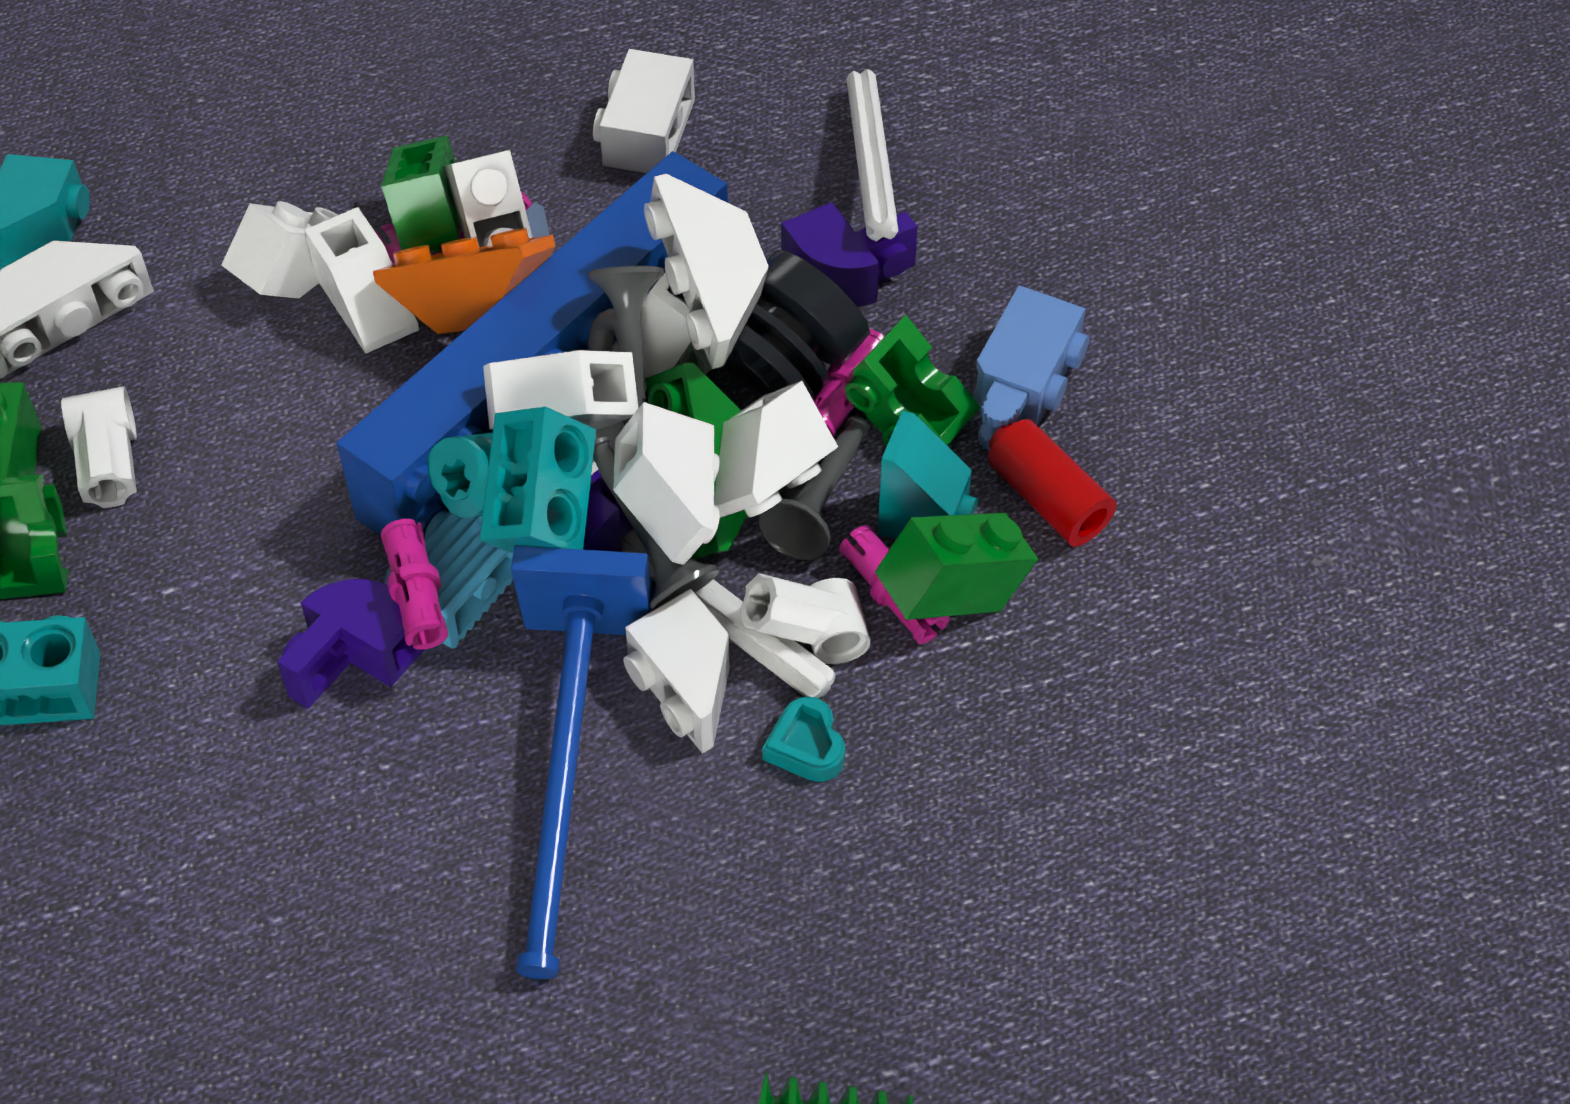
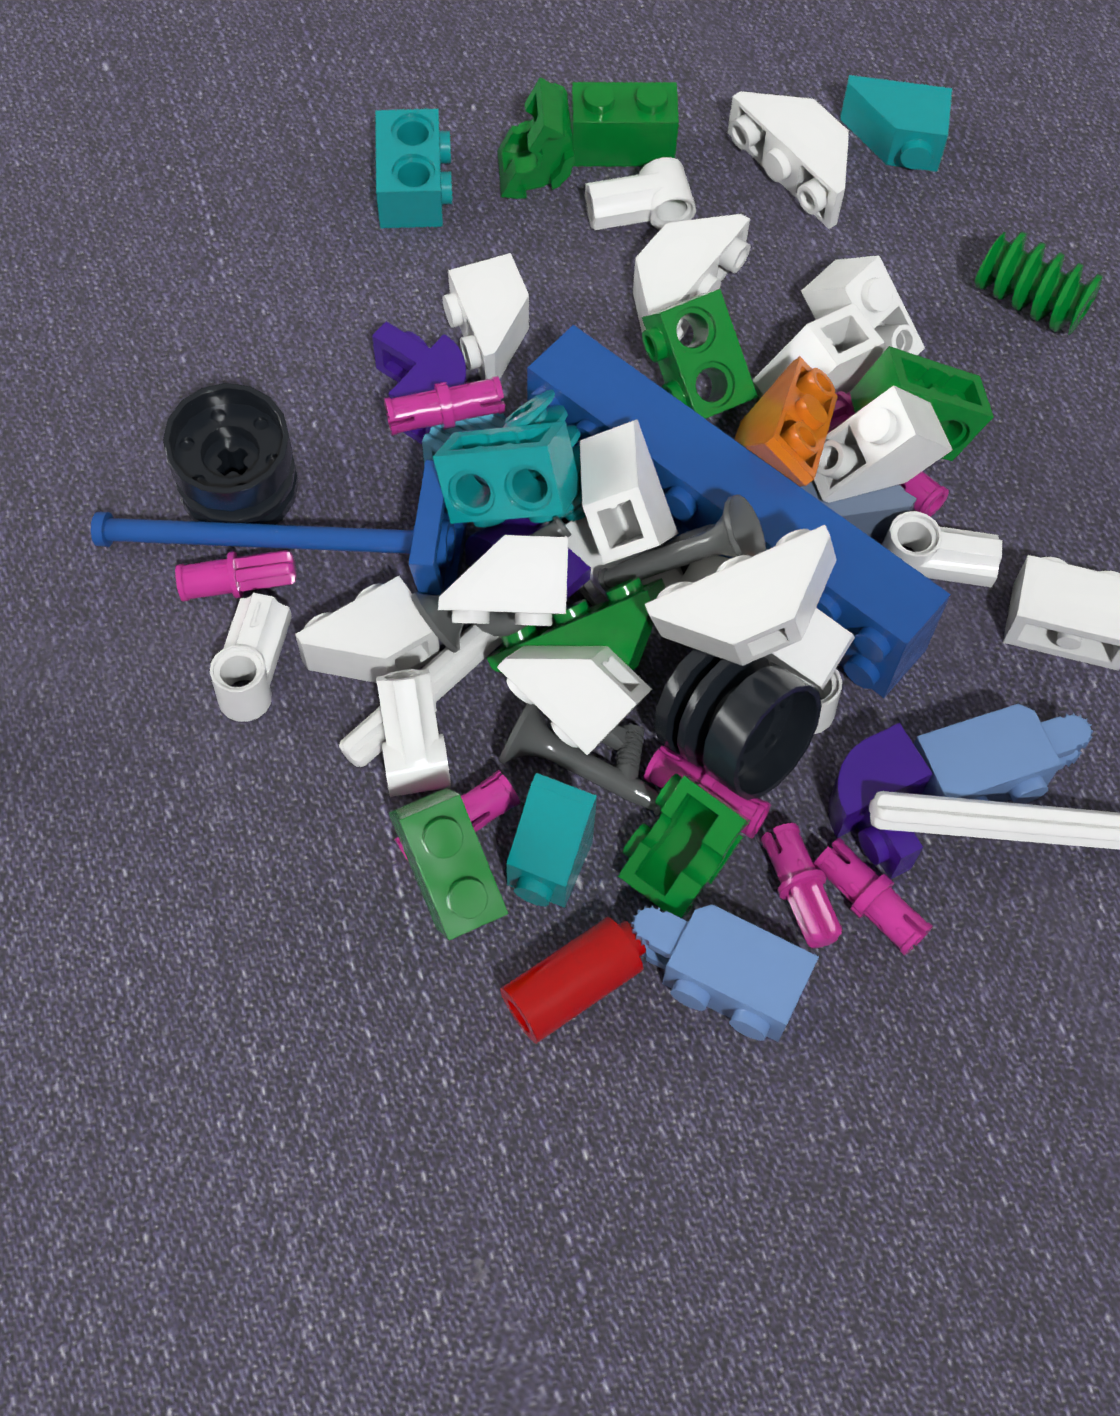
camera: 90 degrees right, 10 degrees up
(227, 406) = (688, 261): none -> white slope
(258, 576) = (491, 310): none -> white slope
(267, 108) = (1037, 282): none -> green piece
(343, 366) = (712, 350): none -> green brick
(469, 803) = (231, 456): none -> black wheel
(581, 193) = (944, 551): none -> white piece
(605, 814) = (235, 575): none -> dark pink axle
(710, 781) = (250, 655): none -> white piece
(803, 165) = (1001, 754): none -> medium blue hinge
(806, 741) = (298, 741): teal tile -> none
(939, 269) = (872, 896): none -> dark pink pin
(944, 311) = (802, 885): none -> dark pink axle

